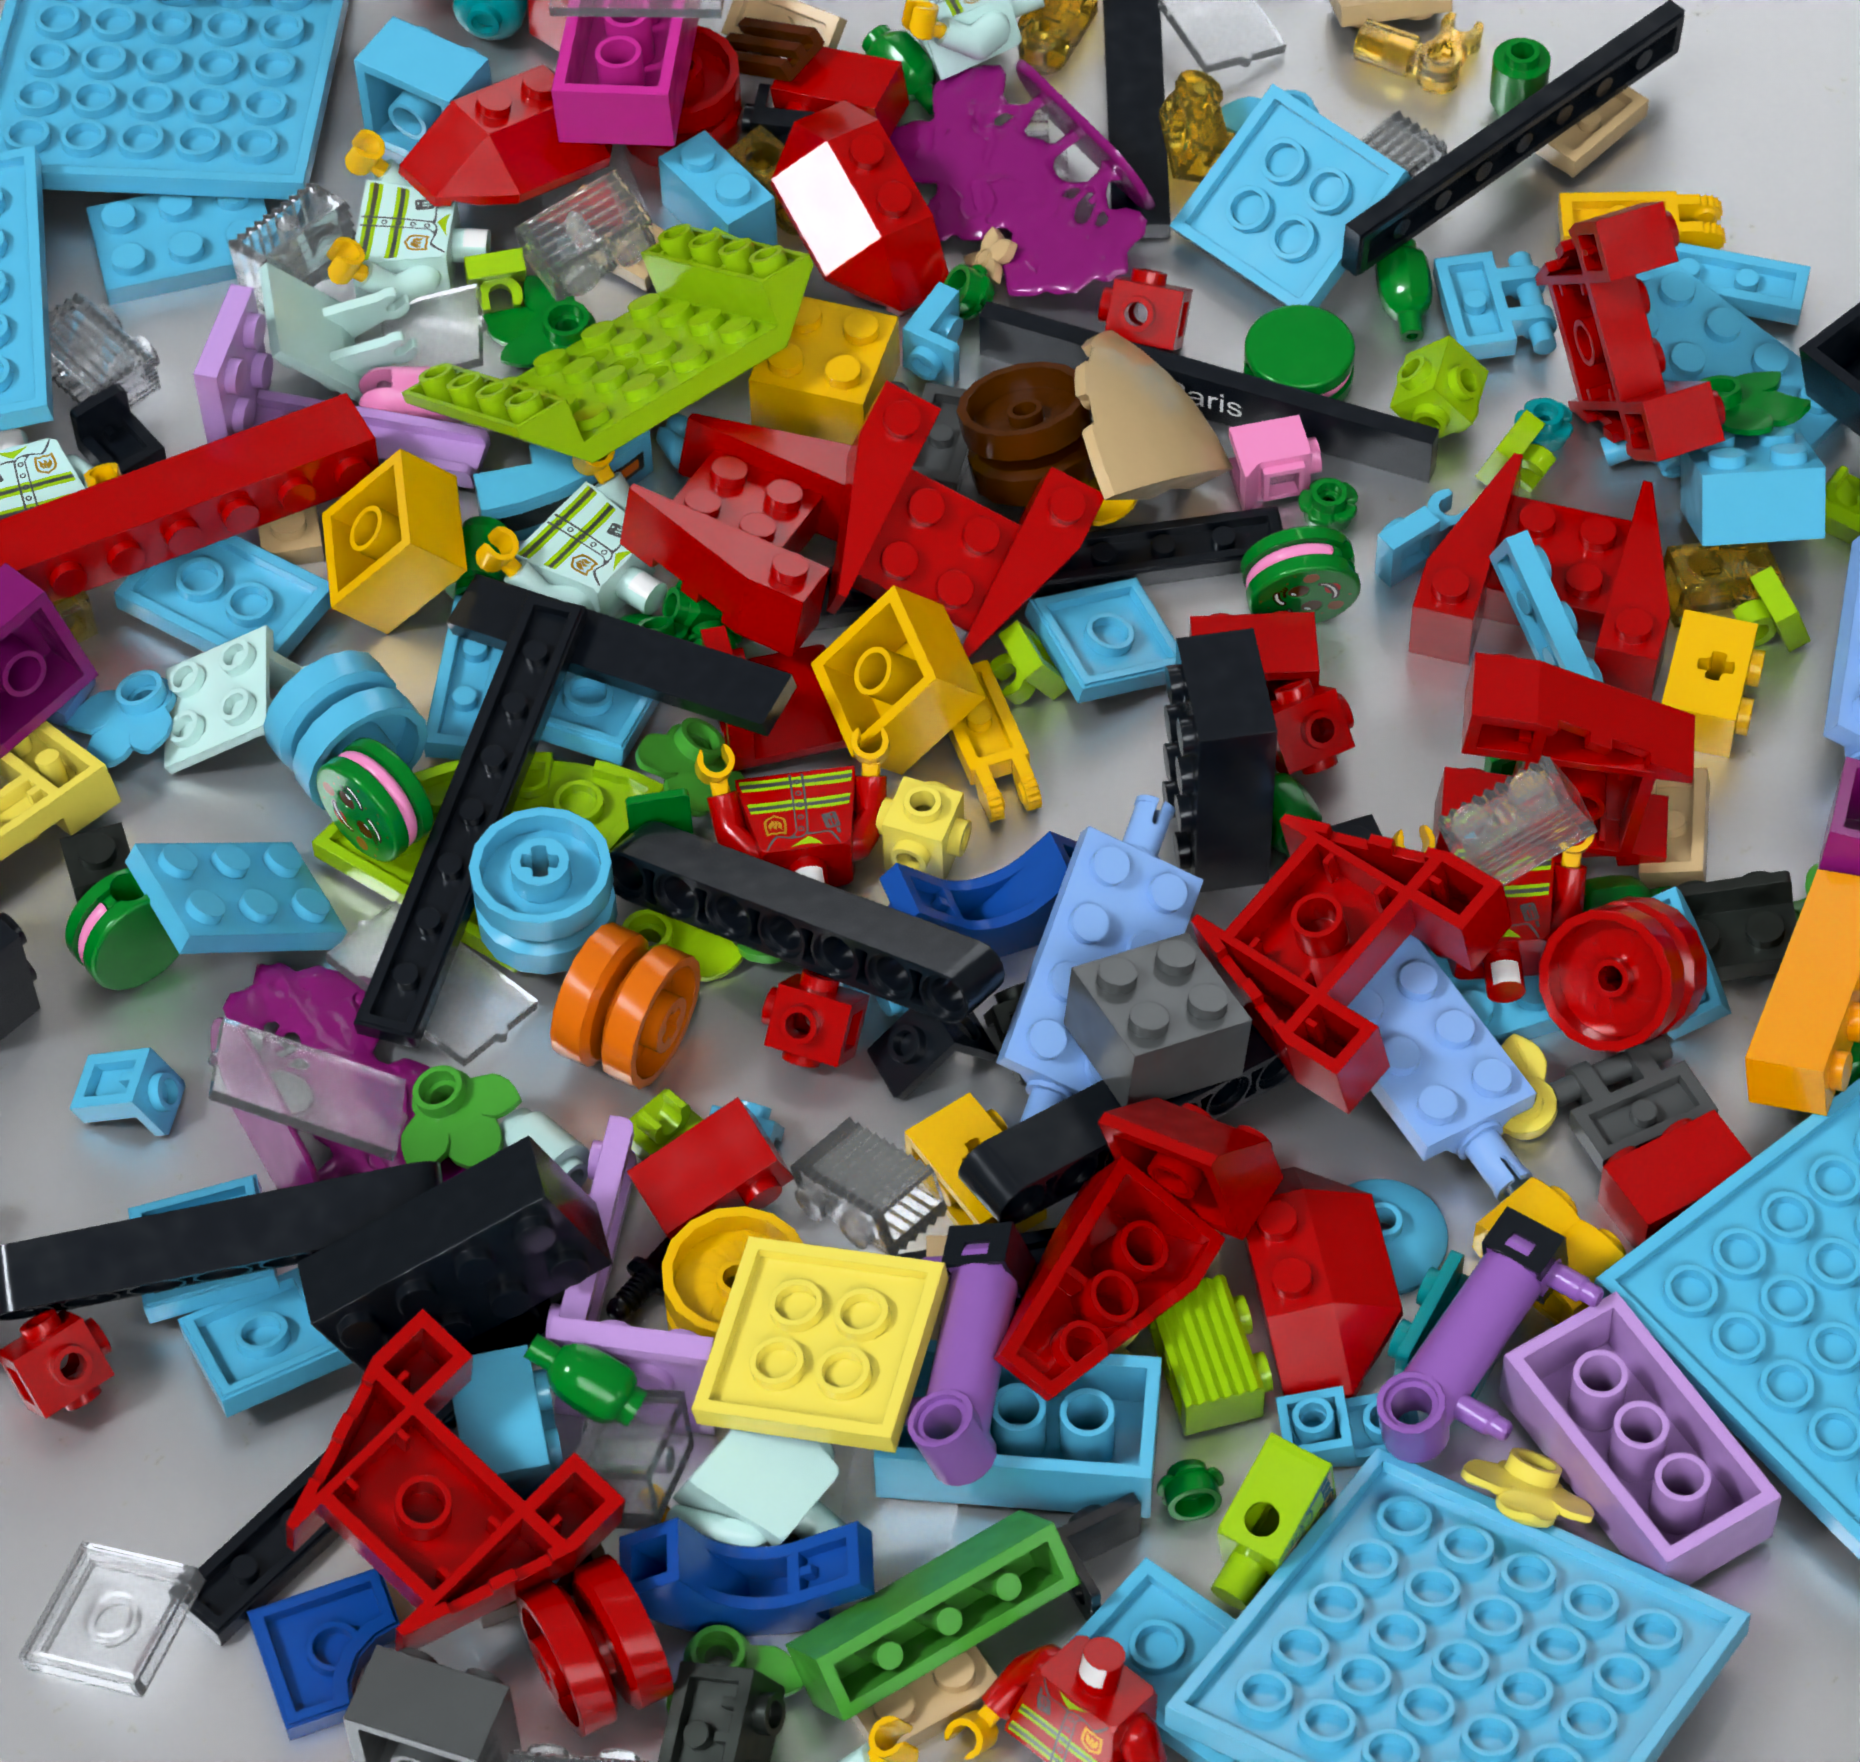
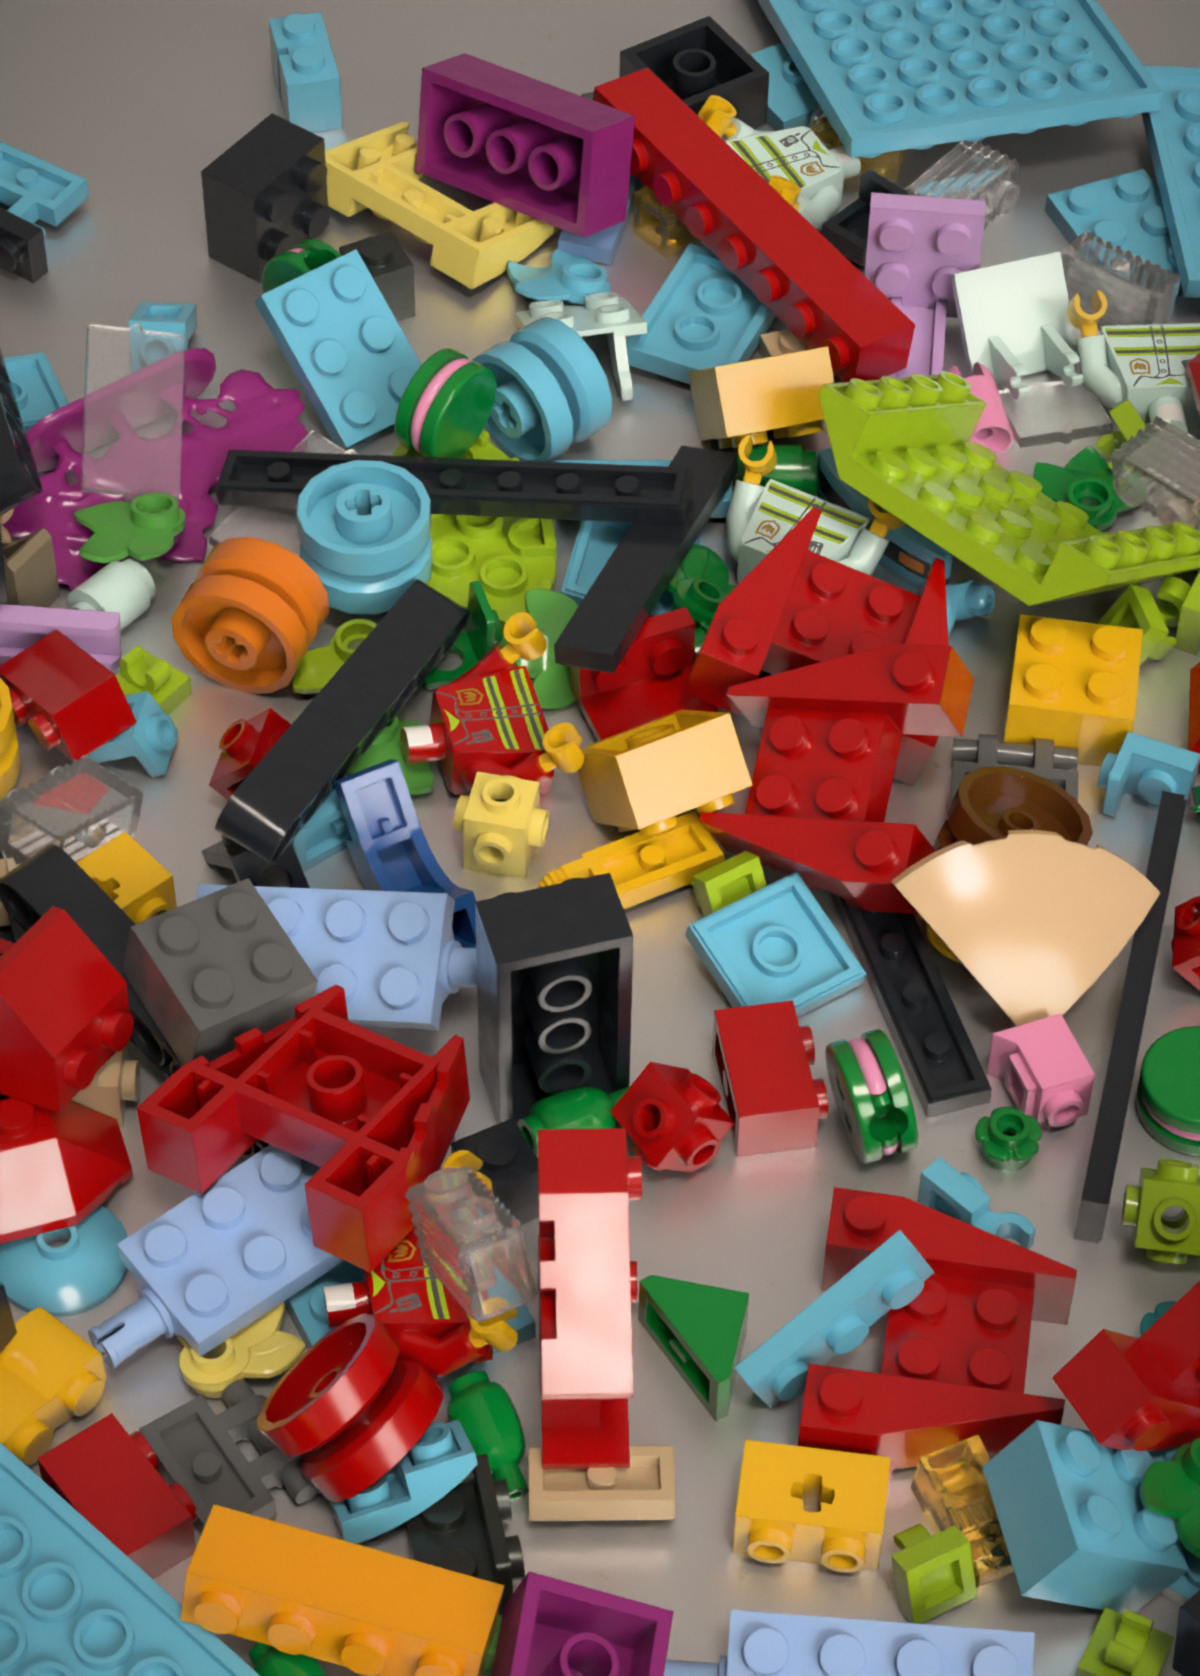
camera: 80 degrees right, 5 degrees down
(1518, 440) = (1110, 1297): lime tile -> none

